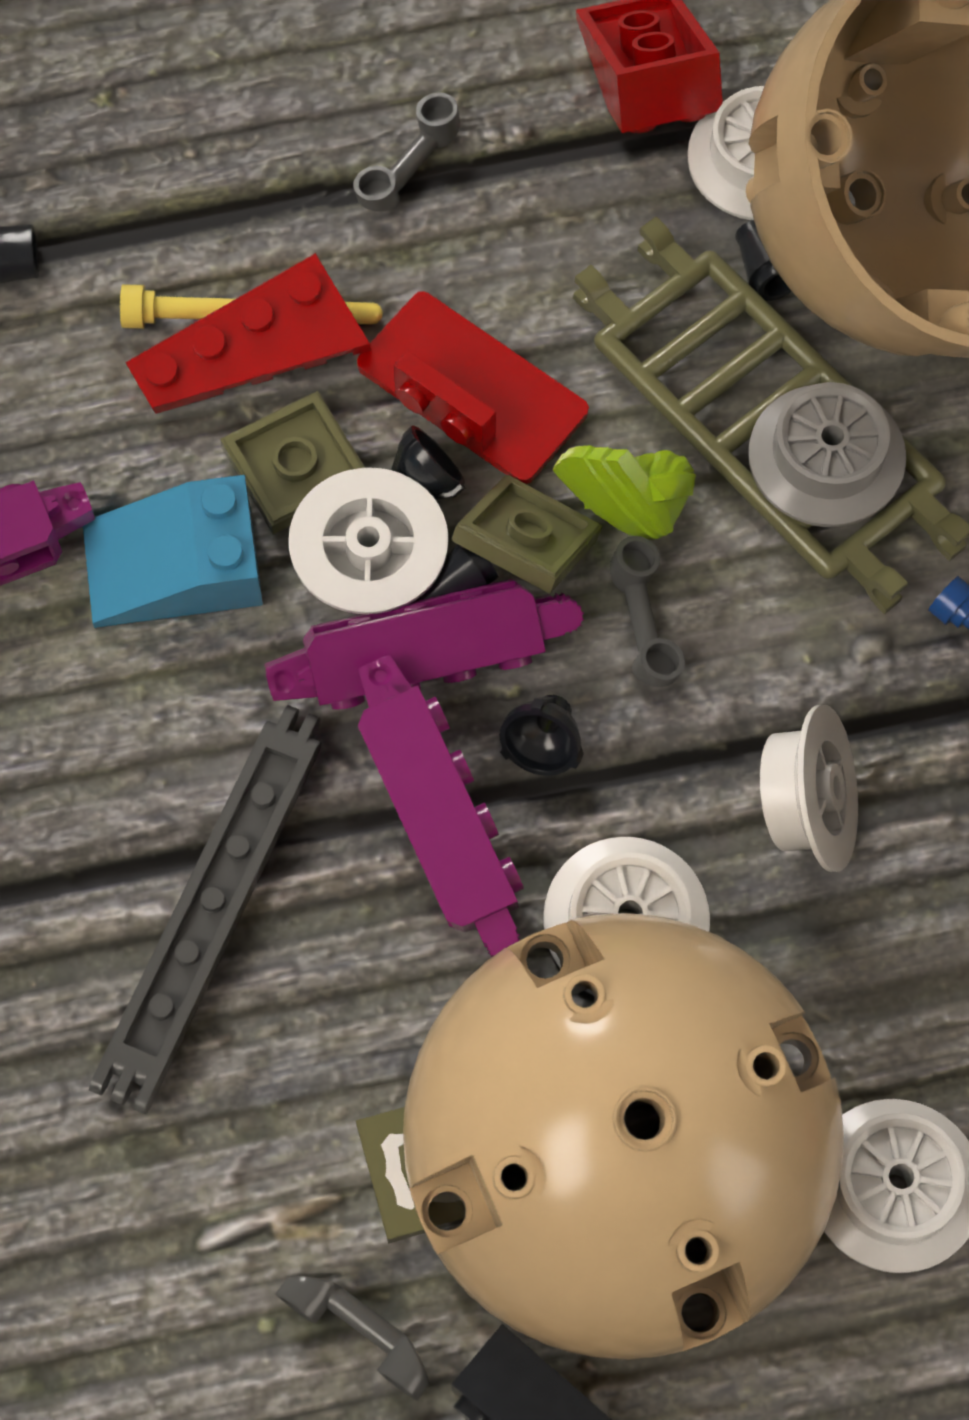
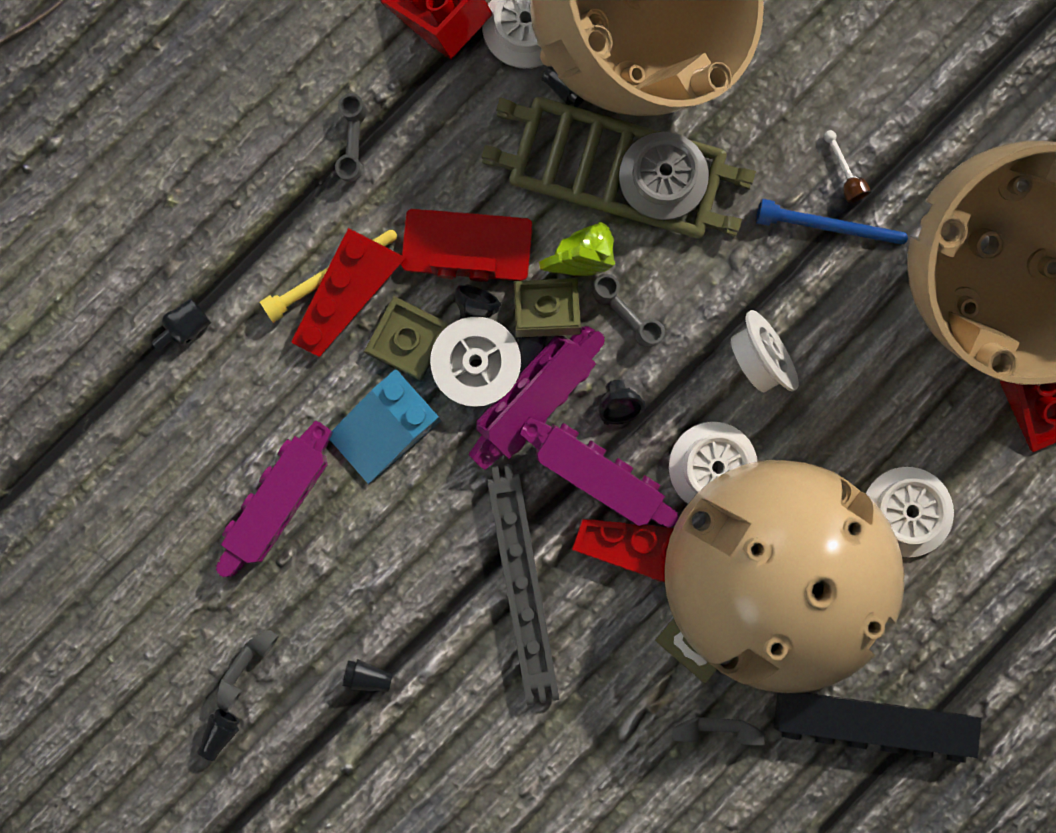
camera: 30 degrees left, 15 degrees up
(403, 943) = (625, 545): none -> red wing

